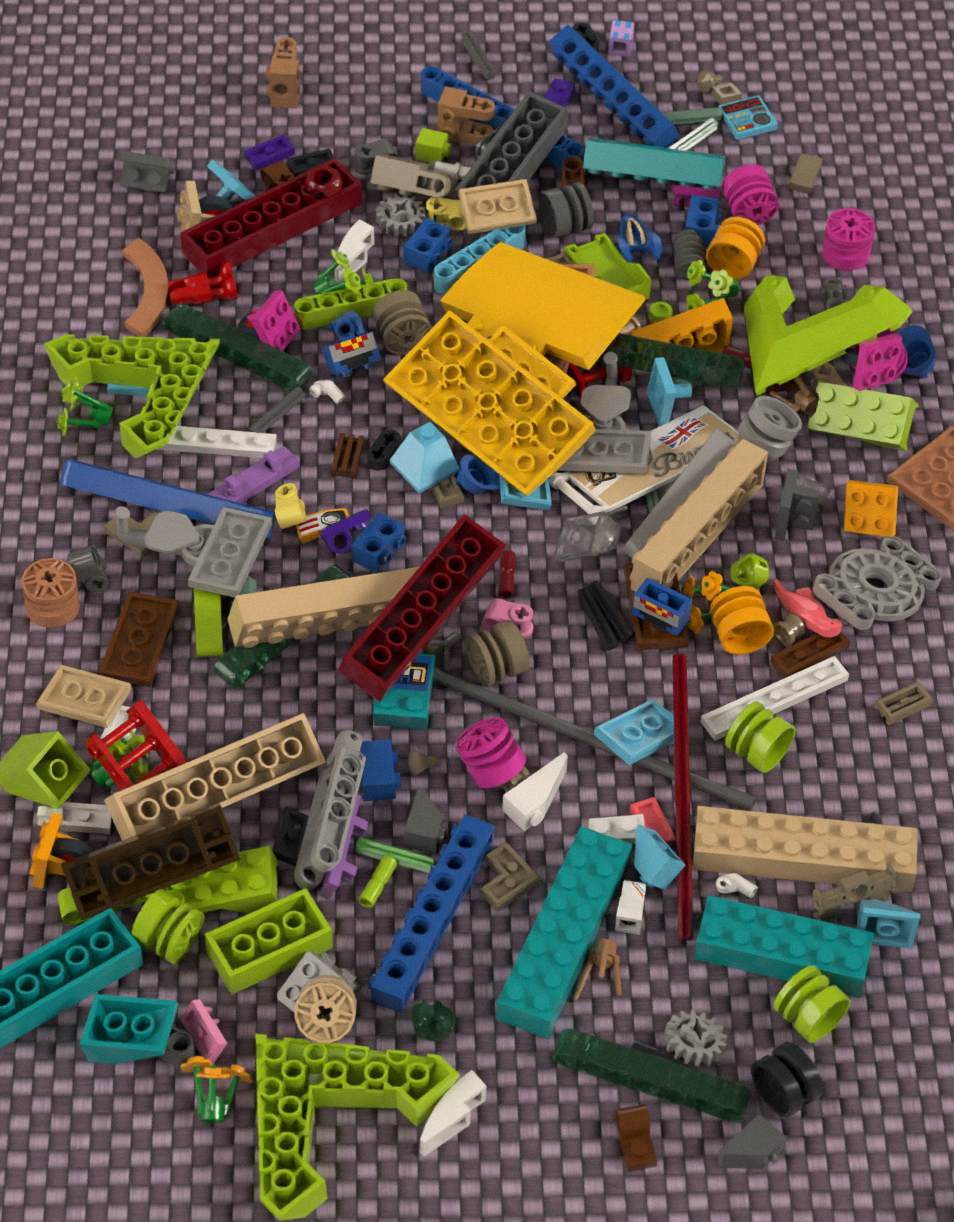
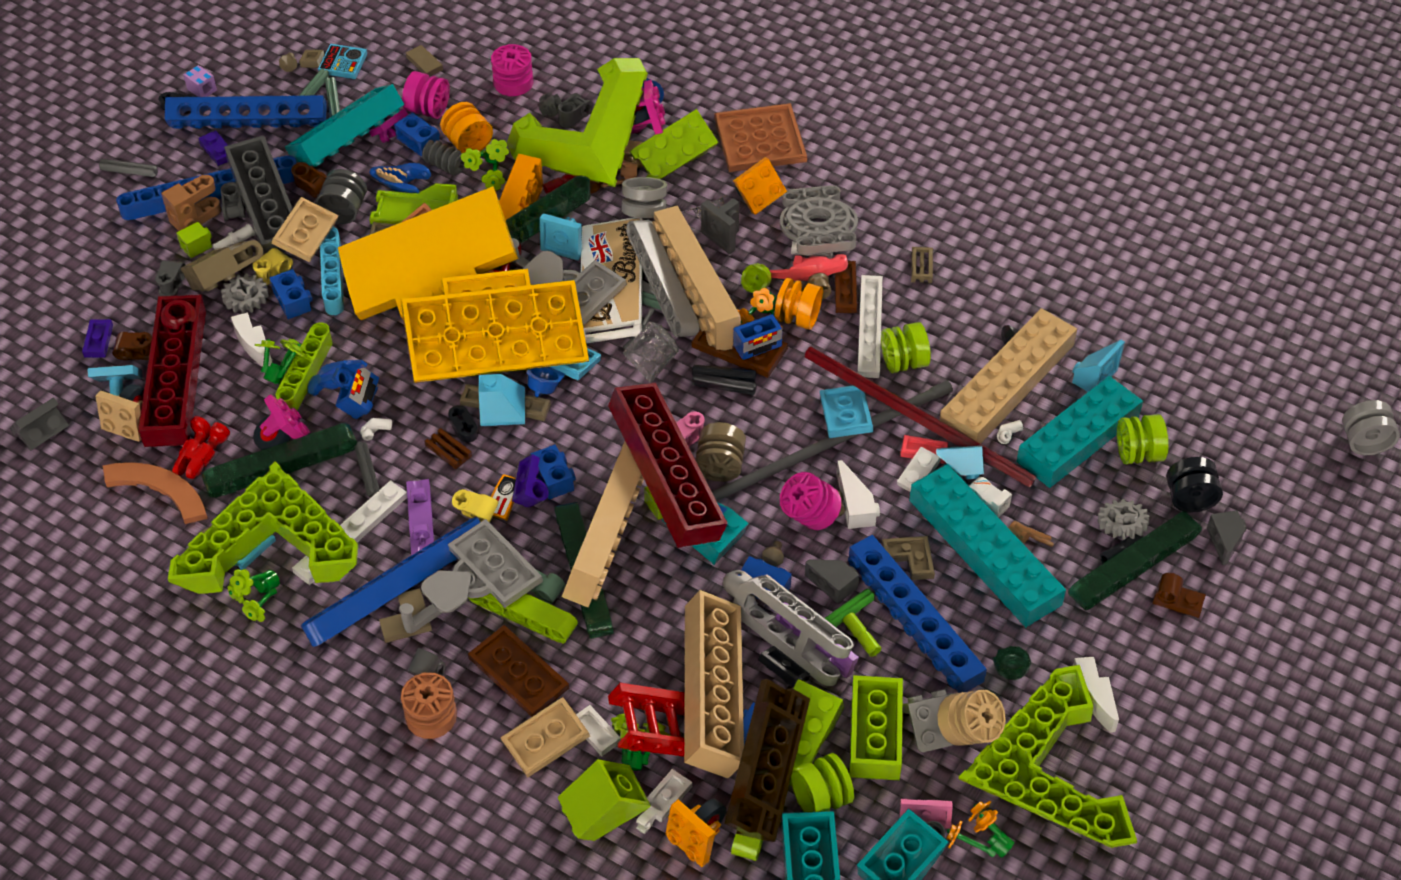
camera: 55 degrees left, 0 degrees up
(284, 75) = (34, 283): medium nougat brick -> none
(306, 162) = (137, 316): black plate -> none
(401, 321) = (359, 343): dark tan wheel -> none
(869, 887) = (1067, 370): dark tan piece -> none

